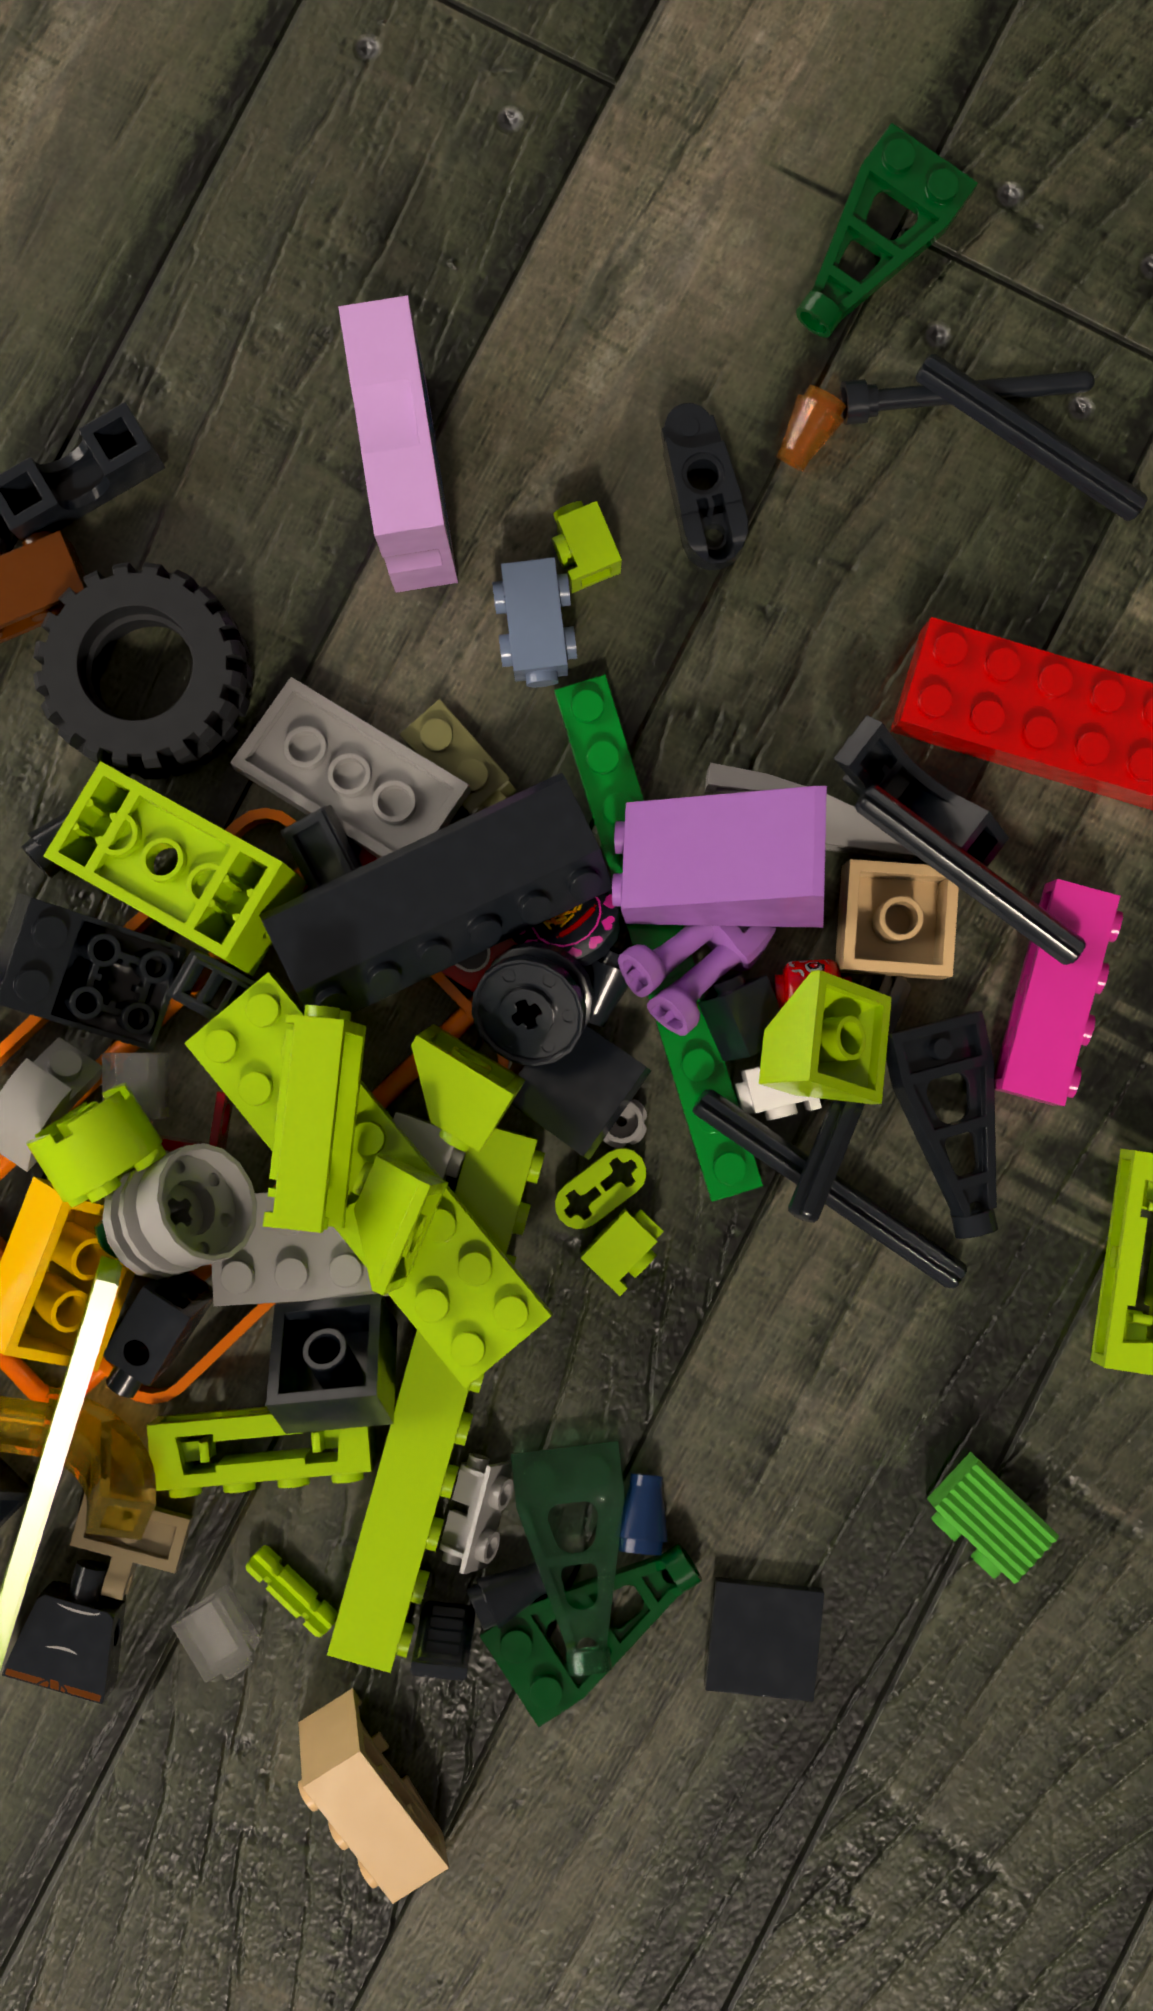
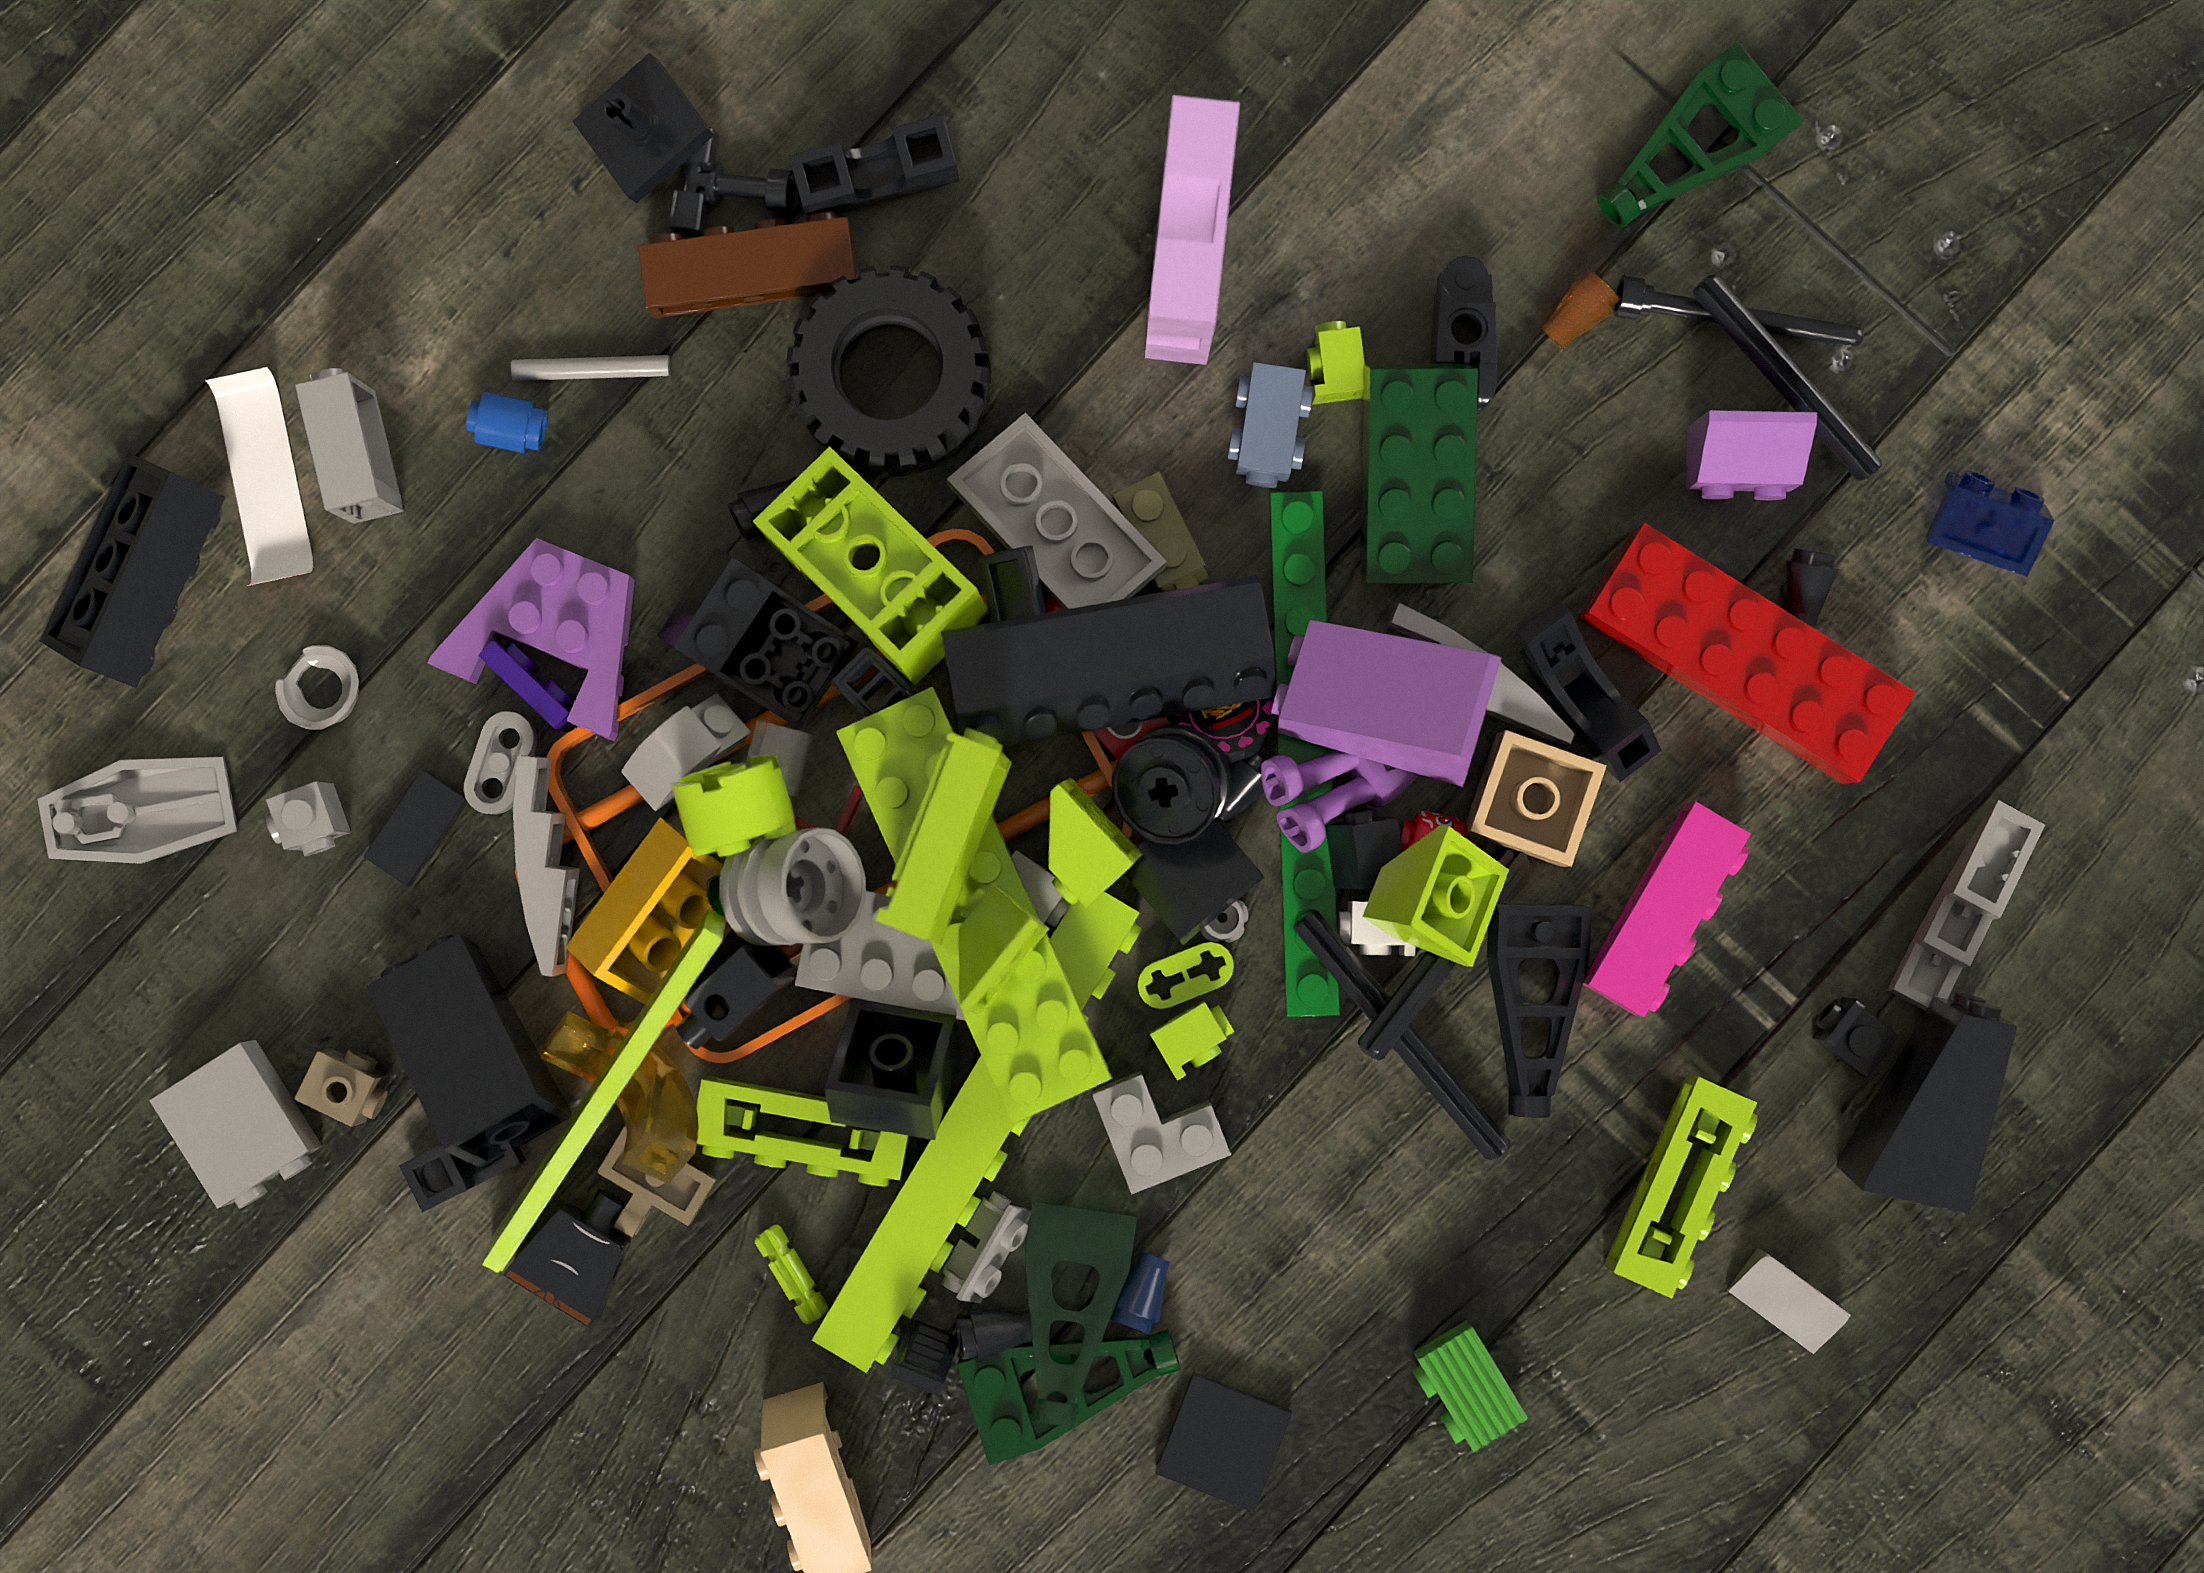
camera: 10 degrees right, 0 degrees up
(217, 1635) = (712, 1295): clear brick -> none
(610, 1367) = (1153, 1147): none -> light grey brick
(694, 629) = (1418, 473): none -> dark green brick
(970, 874) = (1614, 775): black axle -> none
(1014, 519) = (1748, 453): none -> medium lavender slope
(1108, 633) = (1809, 583): none -> black cone

